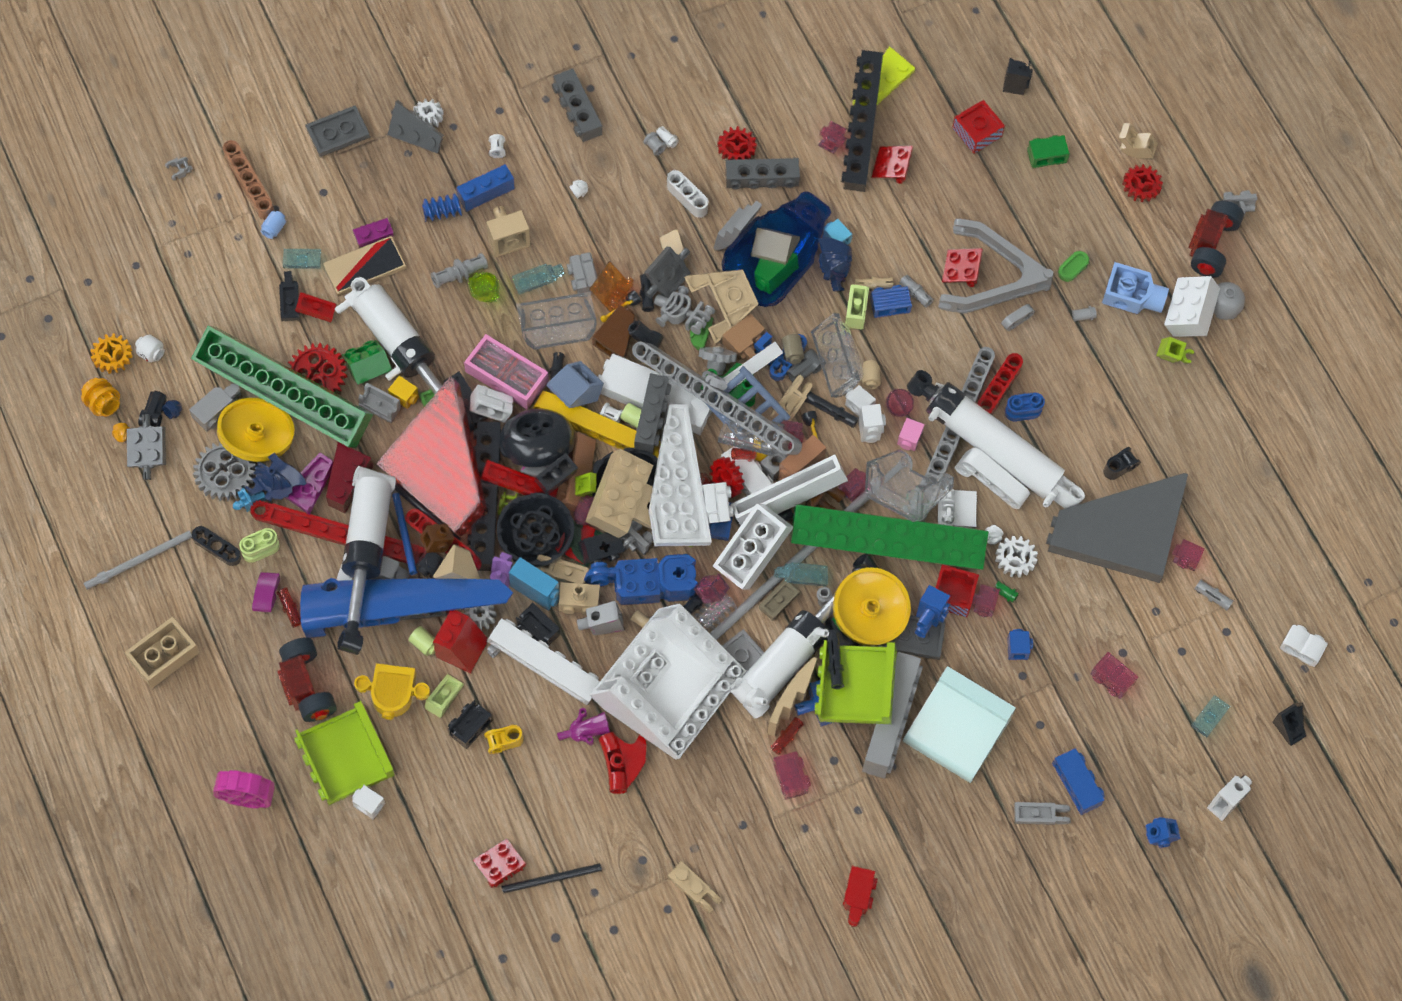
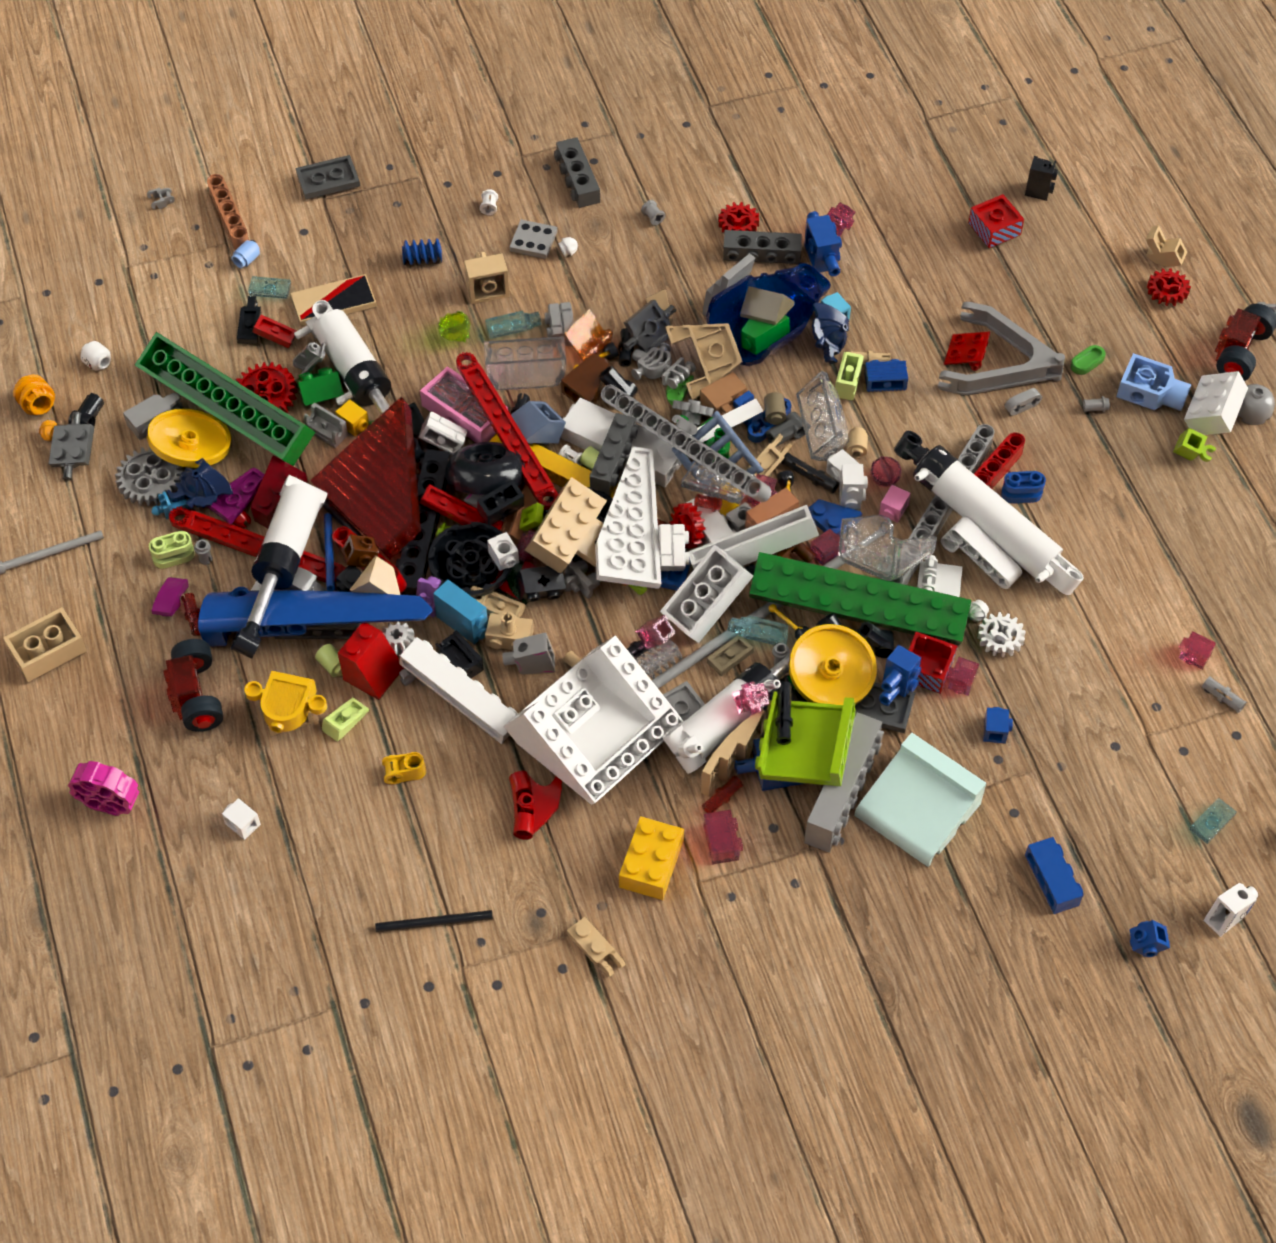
camera: 10 degrees right, 10 degrees down
(102, 357) = (55, 357): light orange gear -> none
(172, 408) = (107, 413): dark blue plate -> none
(212, 537) = (129, 556): black beam -> none
(289, 544) = (203, 549): none -> light grey pin
(319, 505) = (241, 519): none -> red hinge
(344, 754) = (223, 768): lime panel -> none
(354, 334) = (309, 357): none -> light grey hinge
(373, 232) = (347, 269): magenta plate -> none
(413, 130) = (403, 179): dark grey wing -> none
(429, 112) = (422, 168): white gear -> none
(458, 270) = (430, 309): light grey piece -> none
(469, 724) = (367, 749): black hinge -> none
(485, 187) = (470, 237): blue brick -> none
(499, 863) = (376, 898): hinge -> none
(544, 182) = (533, 239): none -> light grey tile
(550, 396) = (506, 428): none -> red plate
(565, 515) = (503, 551): none -> white brick
(586, 729) = (497, 767): magenta piece -> none
(647, 580) = (586, 620): blue brick -> none
(667, 137) = (670, 210): white pin -> none
(686, 186) = (681, 259): white beam -> none
(732, 802) = (651, 858): none -> yellow brick
(805, 649) = (751, 698): none -> clear pink brick
(819, 167) = (822, 243): none -> blue brick
(840, 571) = (798, 630): none -> yellow hinge
(855, 452) = (830, 515): none -> blue wing
(858, 180) = (874, 206): black brick -> none
(858, 892) = (785, 971): red hinge -> none
(892, 162) = (902, 248): red hinge -> none
(893, 73) = (899, 175): neon yellow wing -> none
(909, 573) = (879, 639): none -> black piece
(916, 291) = (915, 368): light grey pin -> none
(1007, 592) = (987, 670): green pin -> none
(1039, 813) = (1007, 906): light grey hinge -> none
(1048, 151) = (1068, 250): green brick -> none
(1113, 675) = (1103, 767): clear pink brick -> none
(1122, 530) = (1123, 618): dark grey slope -> none
(1123, 462) = (1126, 553): black piece -> none

